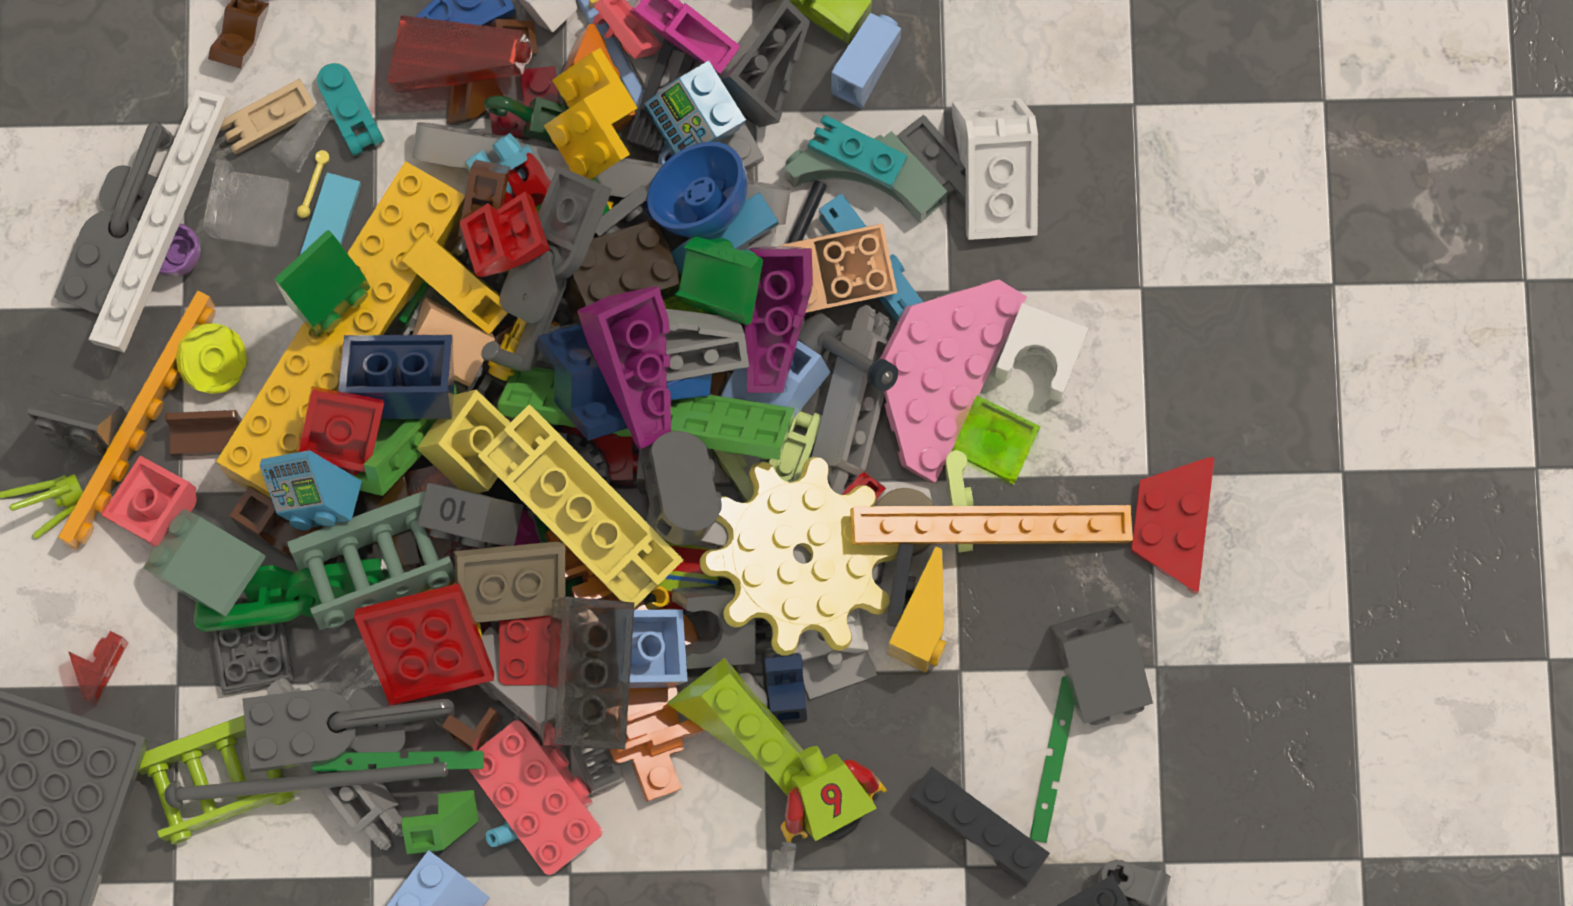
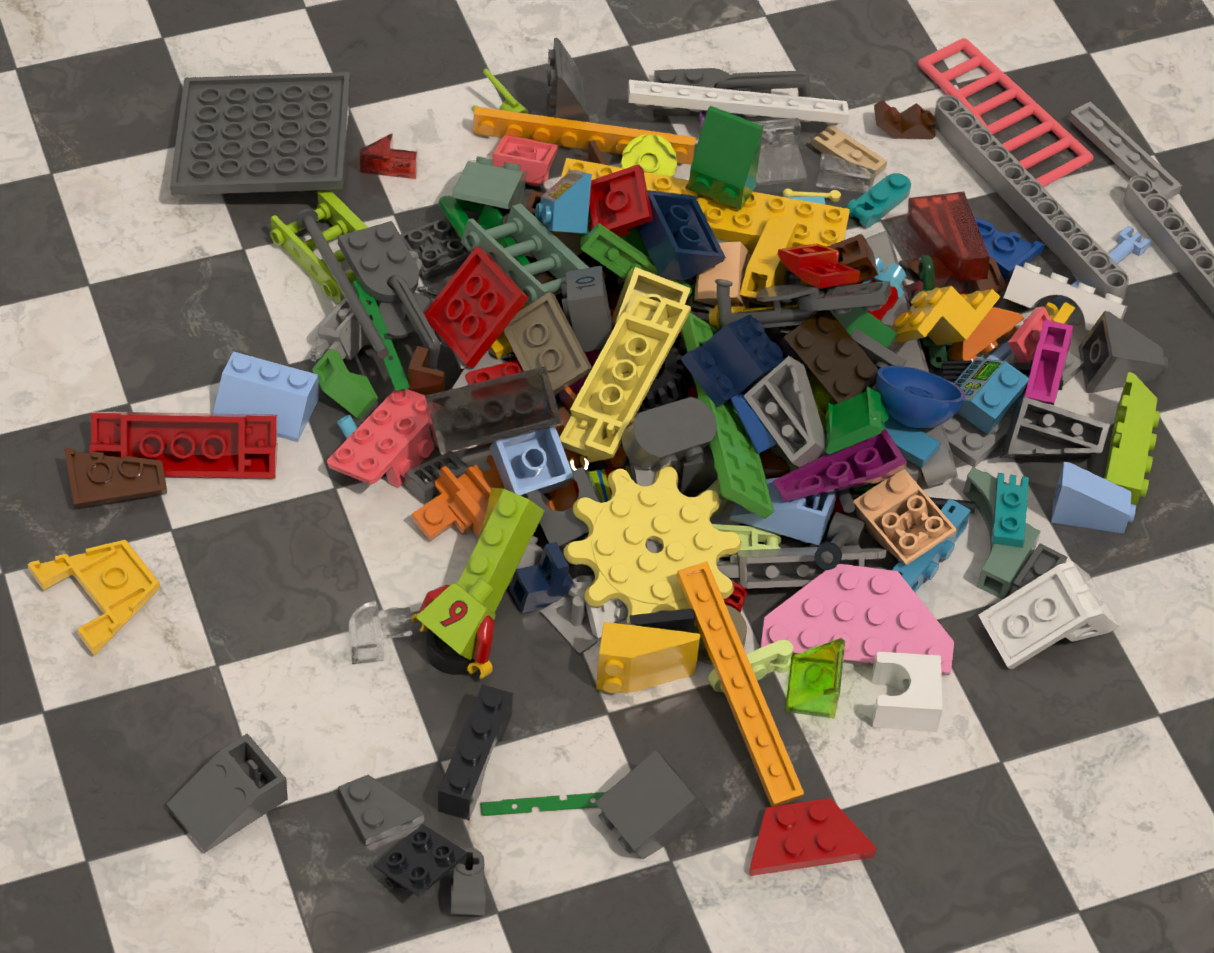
camera: 65 degrees right, 25 degrees down
(630, 349) = (761, 360): magenta wedge -> none

